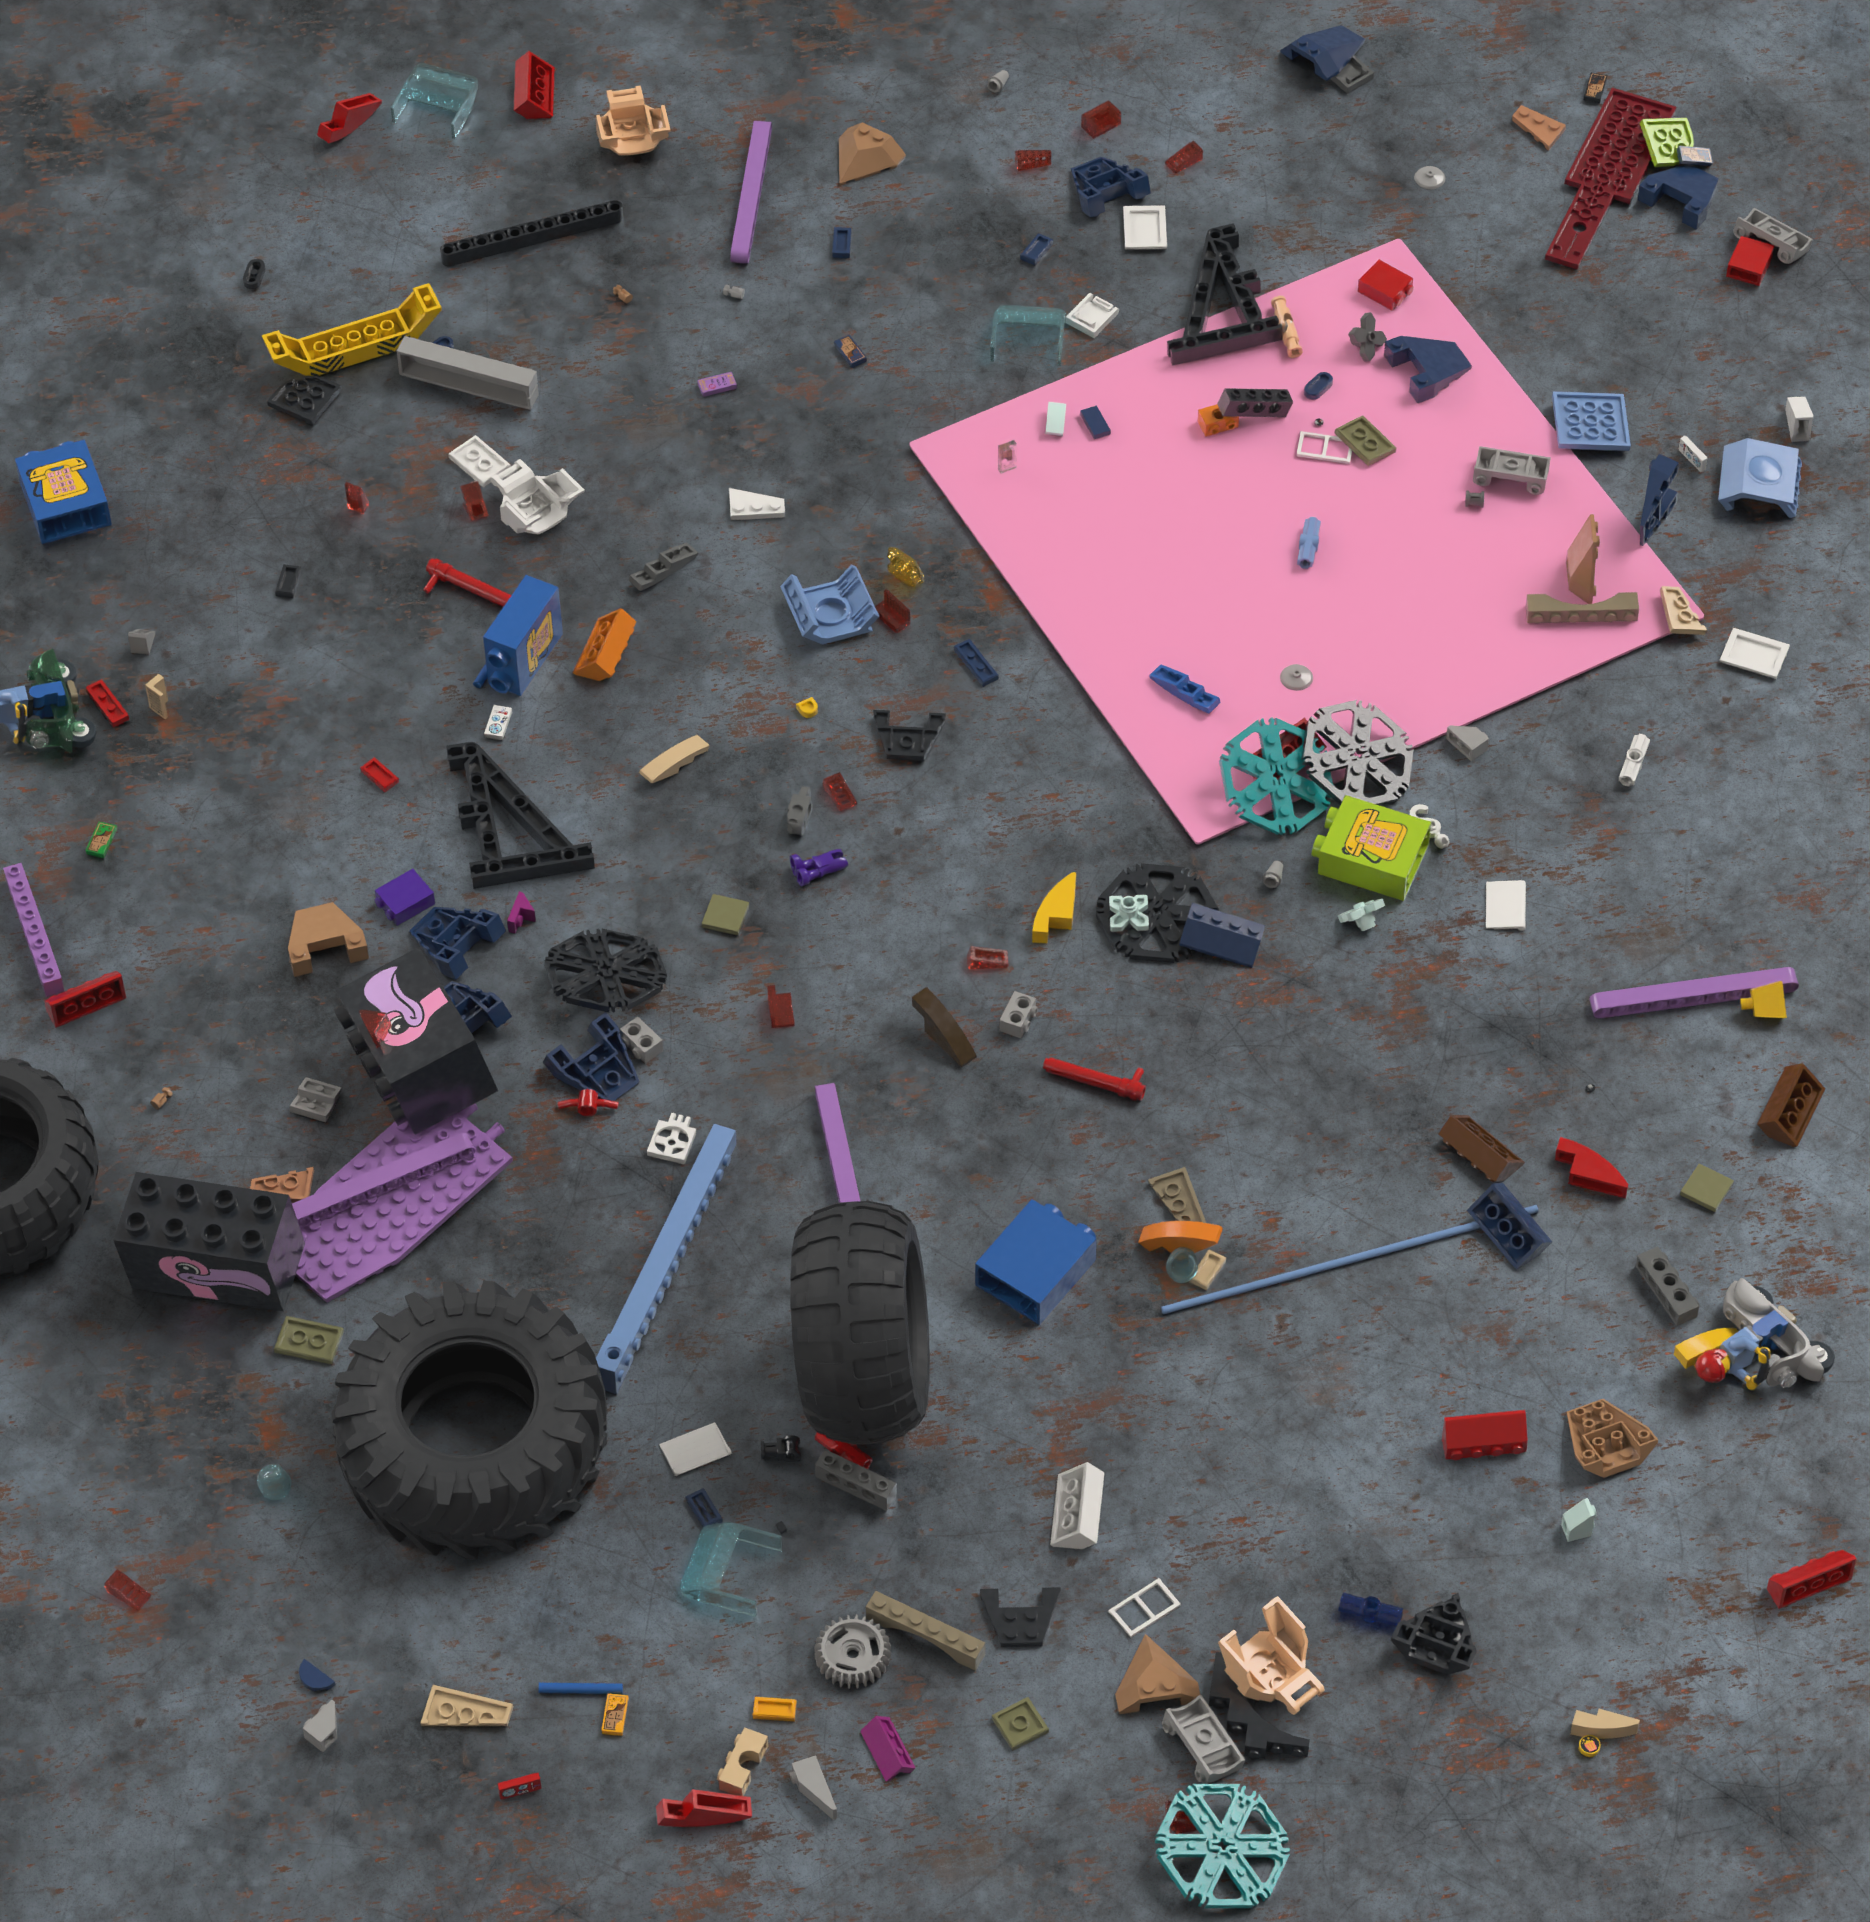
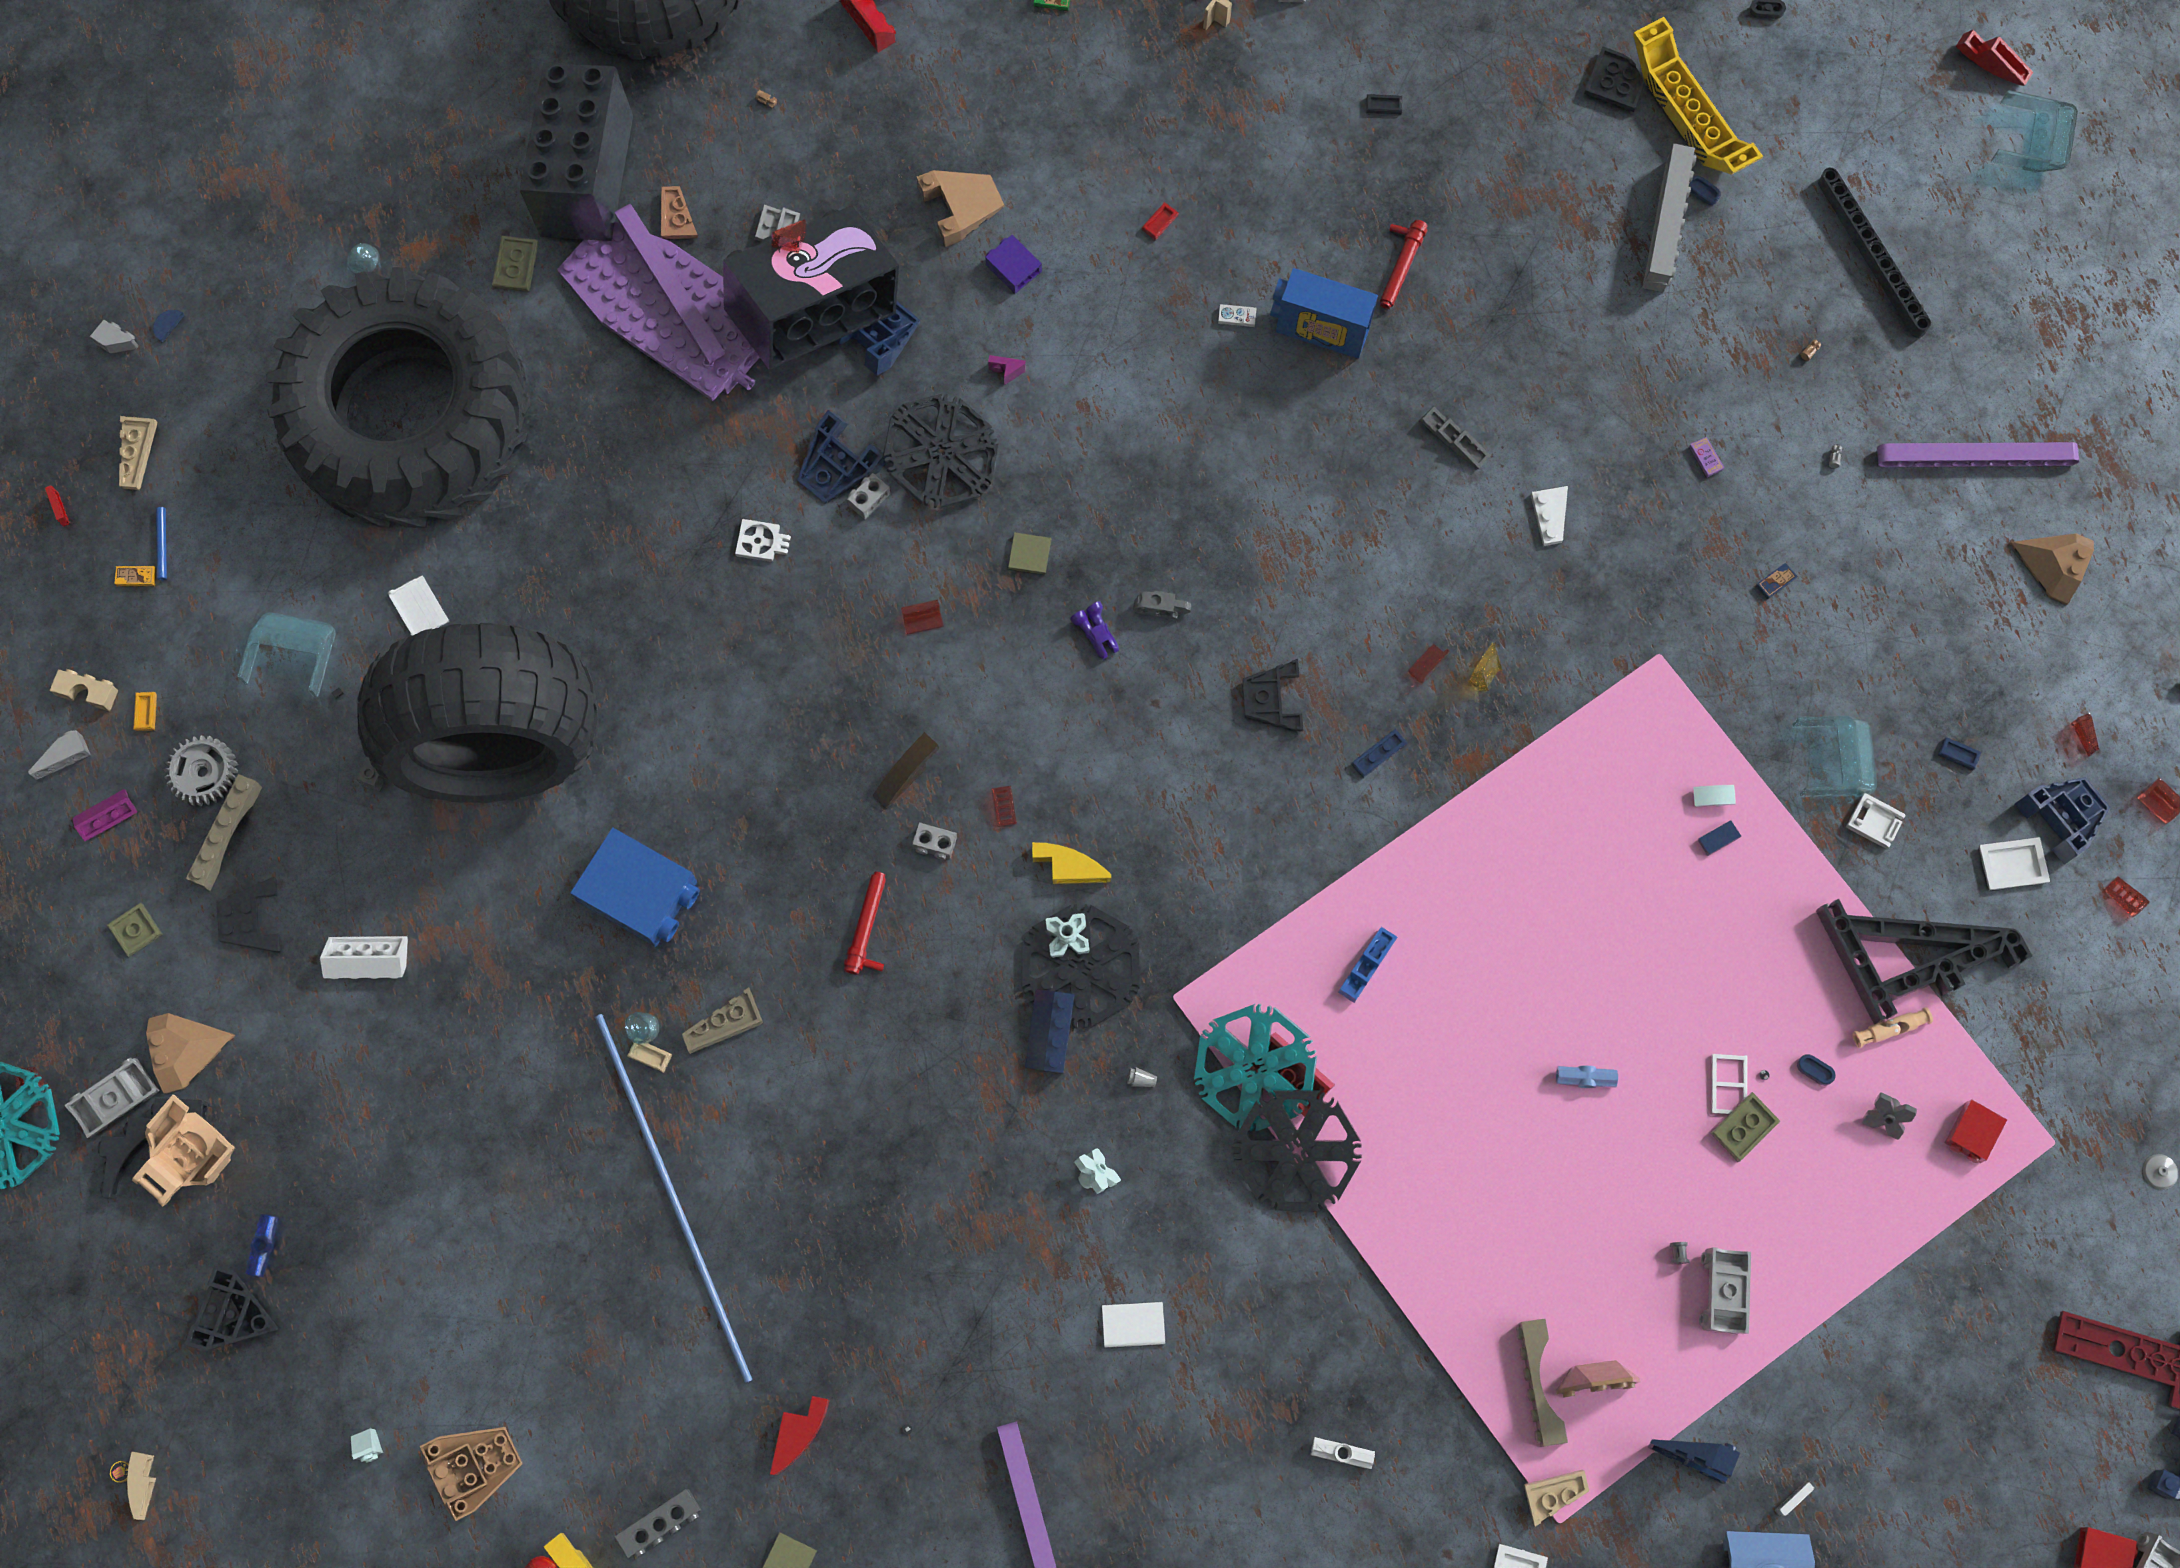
camera: 80 degrees right, 20 degrees up
(118, 1581) = (242, 158): clear red slope -> none
(356, 498) = (1491, 144): clear red slope -> none
(450, 933) = (973, 308): dark blue wedge -> none
(473, 500) = (1507, 250): clear red slope -> none
(478, 460) = (1564, 250): white tile -> none
(486, 776) = (1158, 323): black piece -> none
(533, 87) = (2077, 225): red slope -> none
(533, 501) = (1509, 301): white piece -> none
(587, 1103) = (791, 459): red piece -> none
(605, 645) = (1343, 397): orange slope -> none
(630, 124) = (2036, 321): light nougat piece -> none
(633, 1322) = (509, 524): medium blue piece -> none
(672, 759) = (1210, 479): tan slope -> none
(703, 1809) = (32, 663): red slope -> none
(718, 1519) = (357, 628): dark blue tile -> none
(807, 708) = (1297, 598): yellow tile -> none
(831, 609) = (1421, 599): medium blue panel -> none
(836, 1143) = (731, 698): medium lavender beam -> none
(837, 778) = (1202, 641): clear red slope -> none
(841, 242) = (1927, 554): dark blue tile -> none
(1007, 456) = (1645, 749): clear tile -> none
(1153, 1618) = (252, 1040): white window -> none
(1178, 1234) = (669, 1022): orange slope -> none
(1212, 421) = (1745, 954): orange brick -> none
(1255, 402) = (1765, 1000): black brick -> none
(1296, 677) = (1405, 1080): light grey piece -> none
(1372, 847) = (1181, 1175): lime brick -> none
(1436, 361) = (1875, 1196): dark blue wedge -> none
(1441, 840) = (1223, 1236): white piece -> none
(1468, 740) = (1343, 1270): light grey slope -> none
(1480, 1147) = (815, 1318): reddish brown slope -> none
(1485, 1434) = (461, 1344): red slope -> none
(1509, 1225) = (716, 1353): dark blue slope -> none
(1591, 421) = (1820, 1378): medium blue plate -> none

